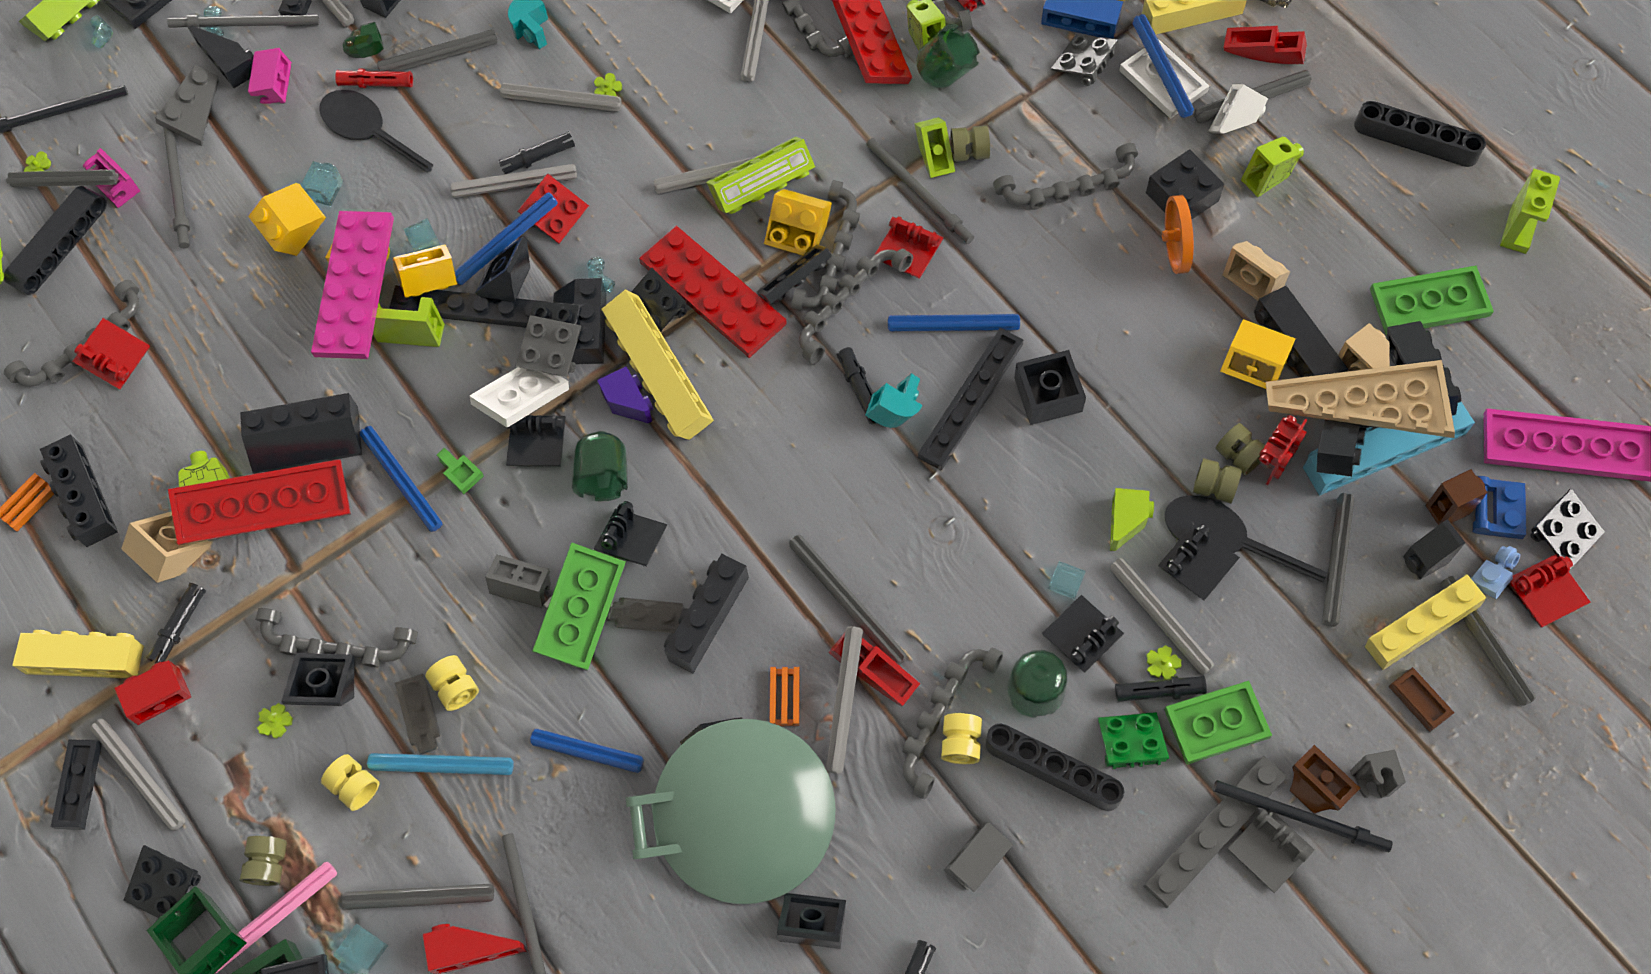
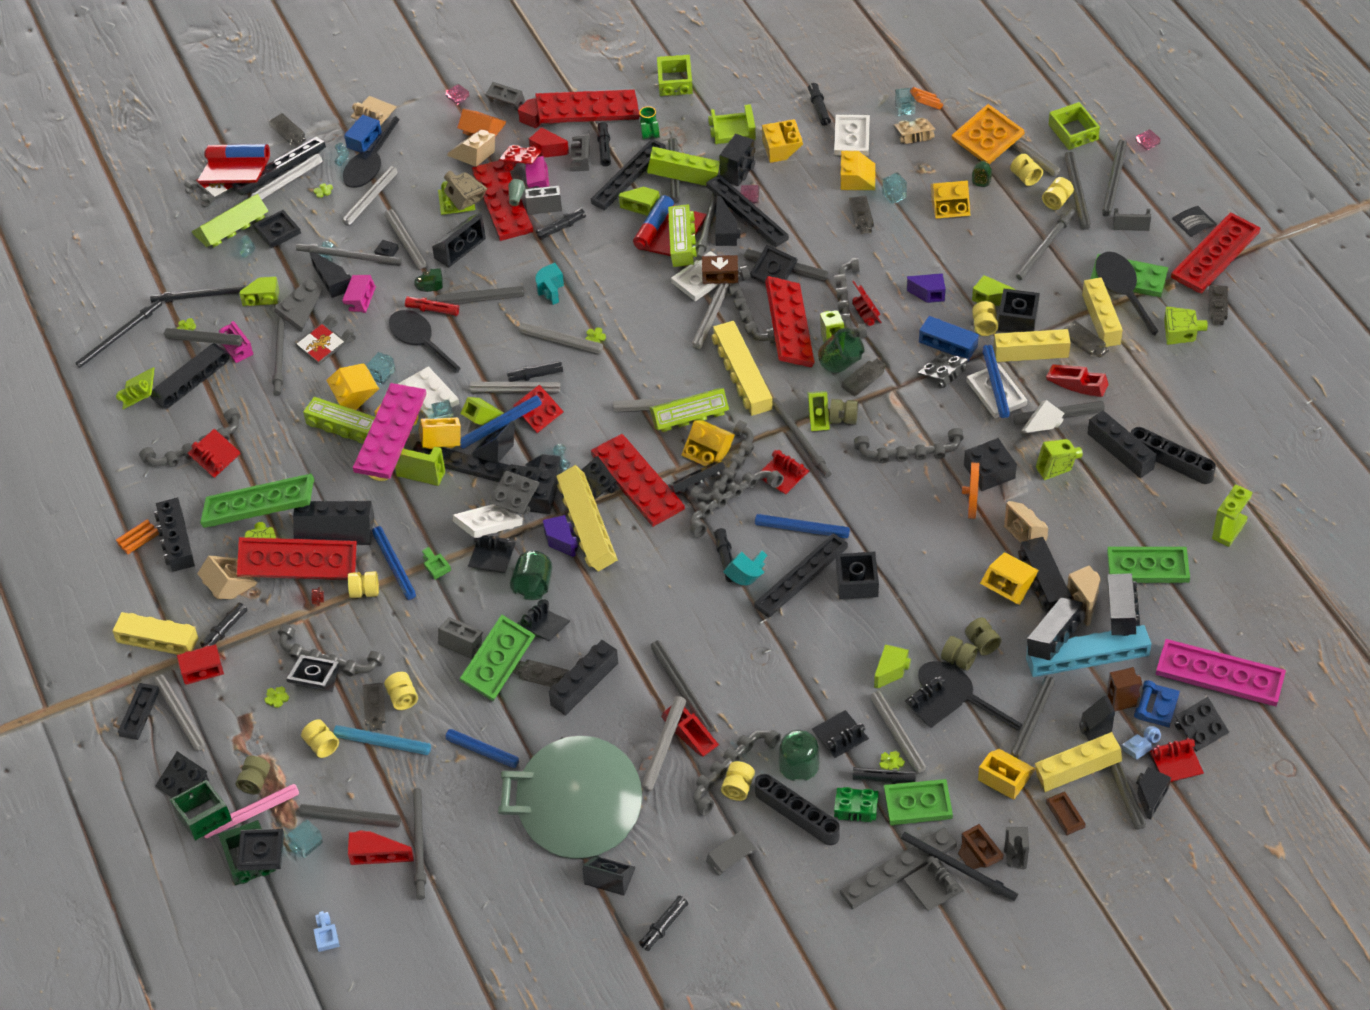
camera: 10 degrees right, 15 degrees down
(132, 96) = (260, 292): none -> lime slope
(186, 420) = (257, 500): none -> bright green plate
(234, 156) = (324, 341): none -> flag
(277, 272) = (338, 419): none -> lime brick
(302, 551) = (317, 596): none -> clear red plate
(362, 523) = (363, 584): none -> light yellow wheel
(394, 196) = (435, 389): none -> white plate
(474, 227) = (479, 411): none -> lime slope
(785, 672) = (627, 724): orange tile -> none
(818, 102) = (742, 368): none -> light yellow brick
(983, 87) = (863, 377): none -> clear smoke hinge
(1066, 580) = (838, 699): clear light blue tile -> none
(1282, 445) = (1009, 637): red hinge -> none
(1328, 655) = (1004, 773): none -> yellow slope
(1350, 128) = (1121, 444): none -> black brick
(1384, 397) = (1083, 611): tan wing -> none
(1531, 645) = (1151, 790): none -> black slope

